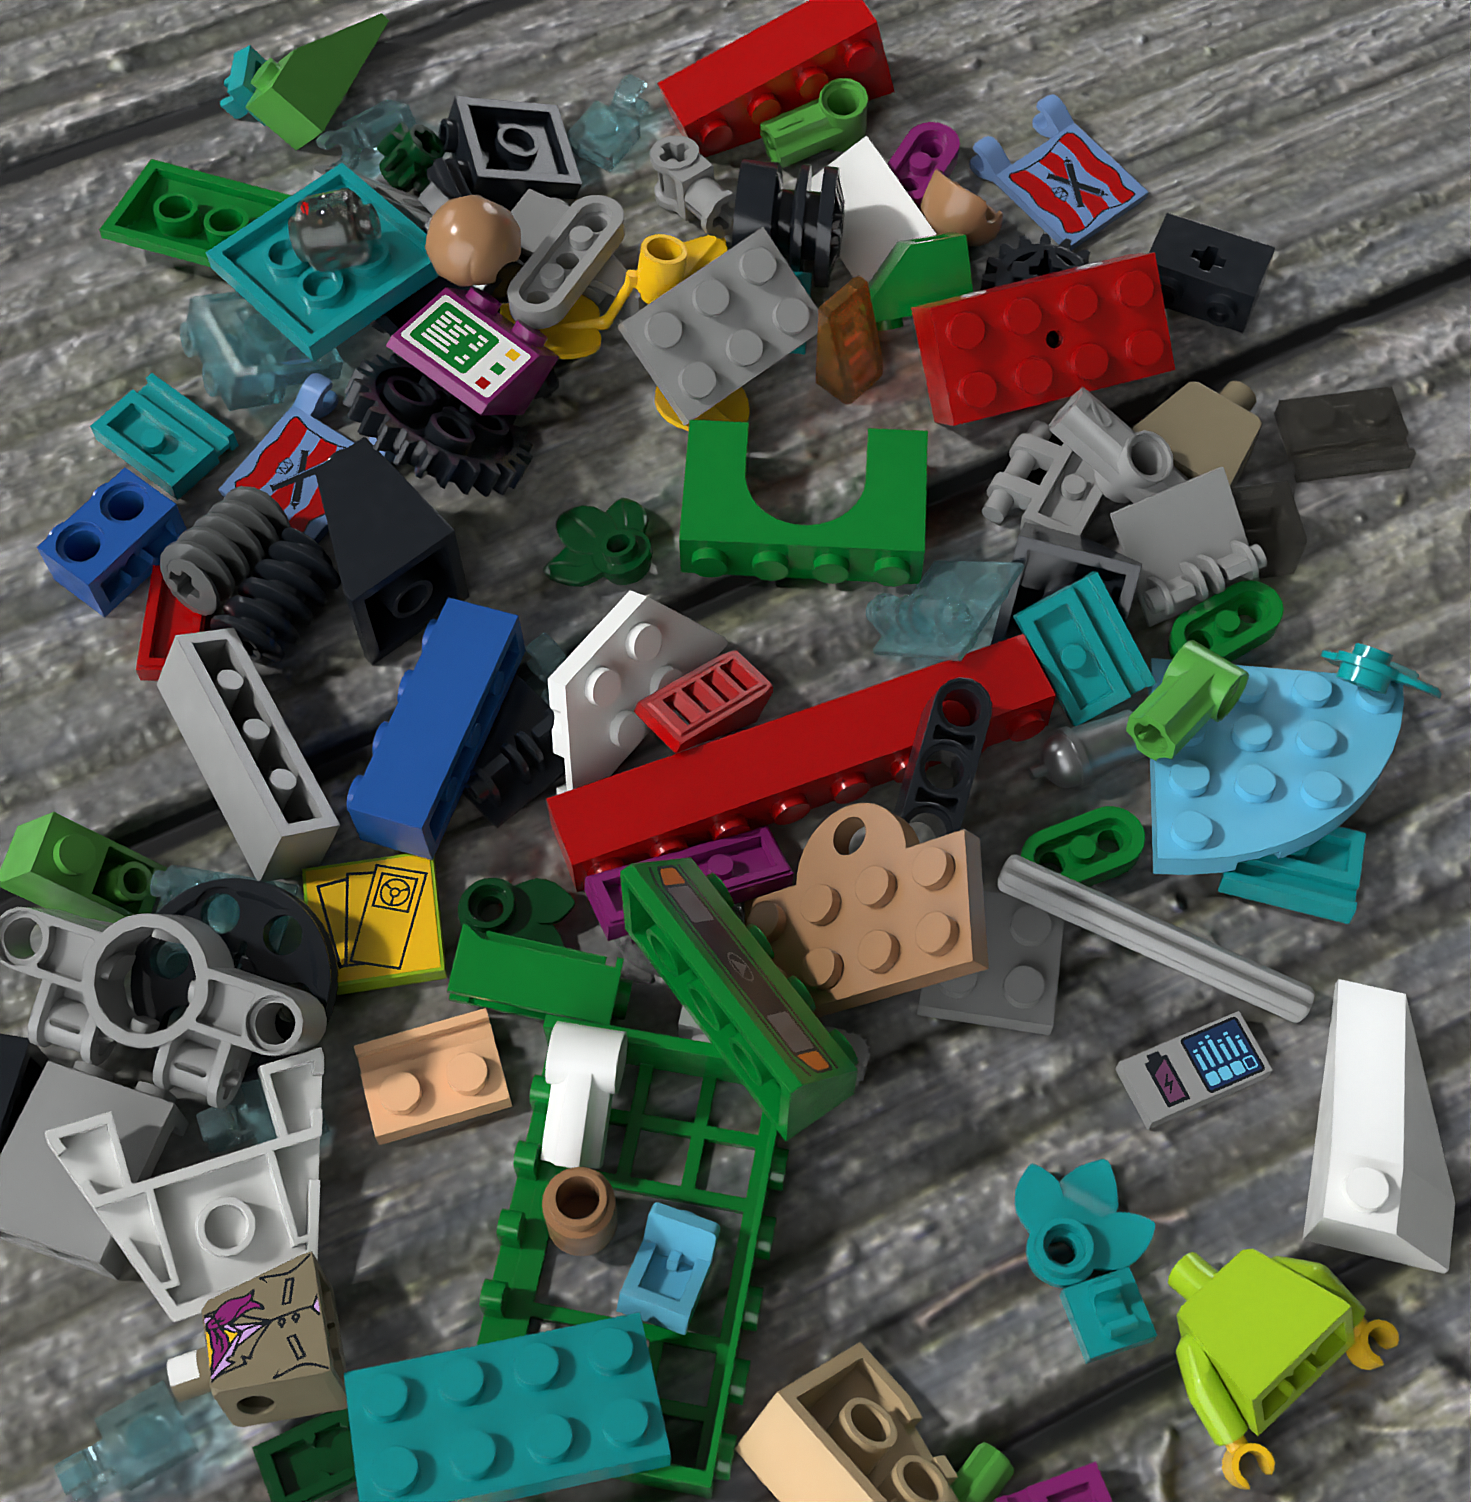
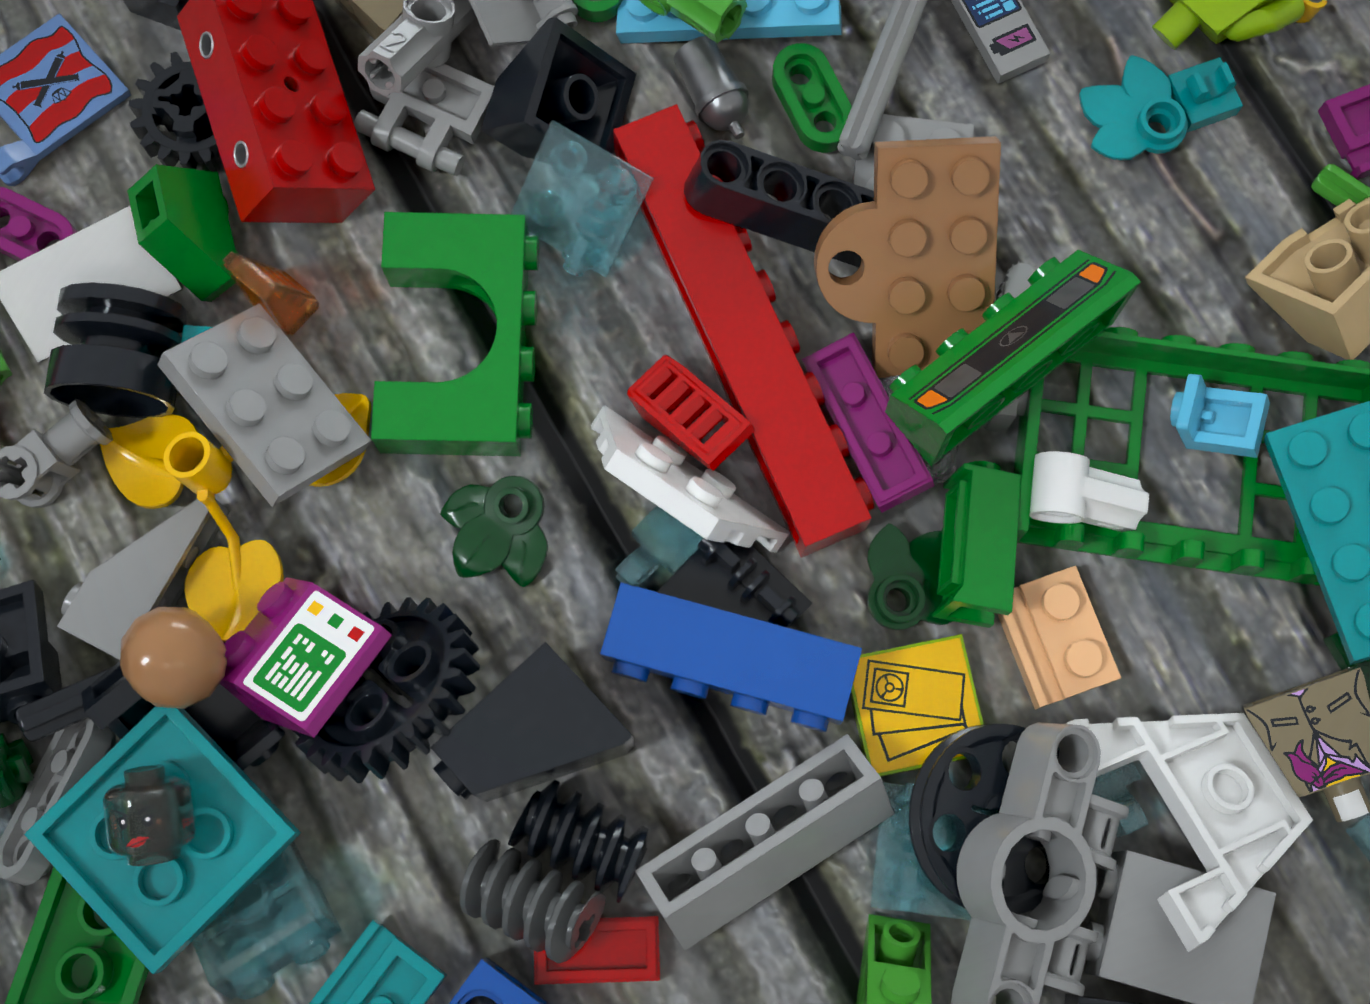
camera: 95 degrees left, 15 degrees up
(291, 452) = (408, 844): flag -> none
(578, 242) = (160, 552): light grey plate -> none
(580, 1211) = (1186, 488): medium nougat brick -> none
(955, 209) = (94, 187): medium nougat hair -> none
(1084, 649) = (621, 80): teal plate -> none

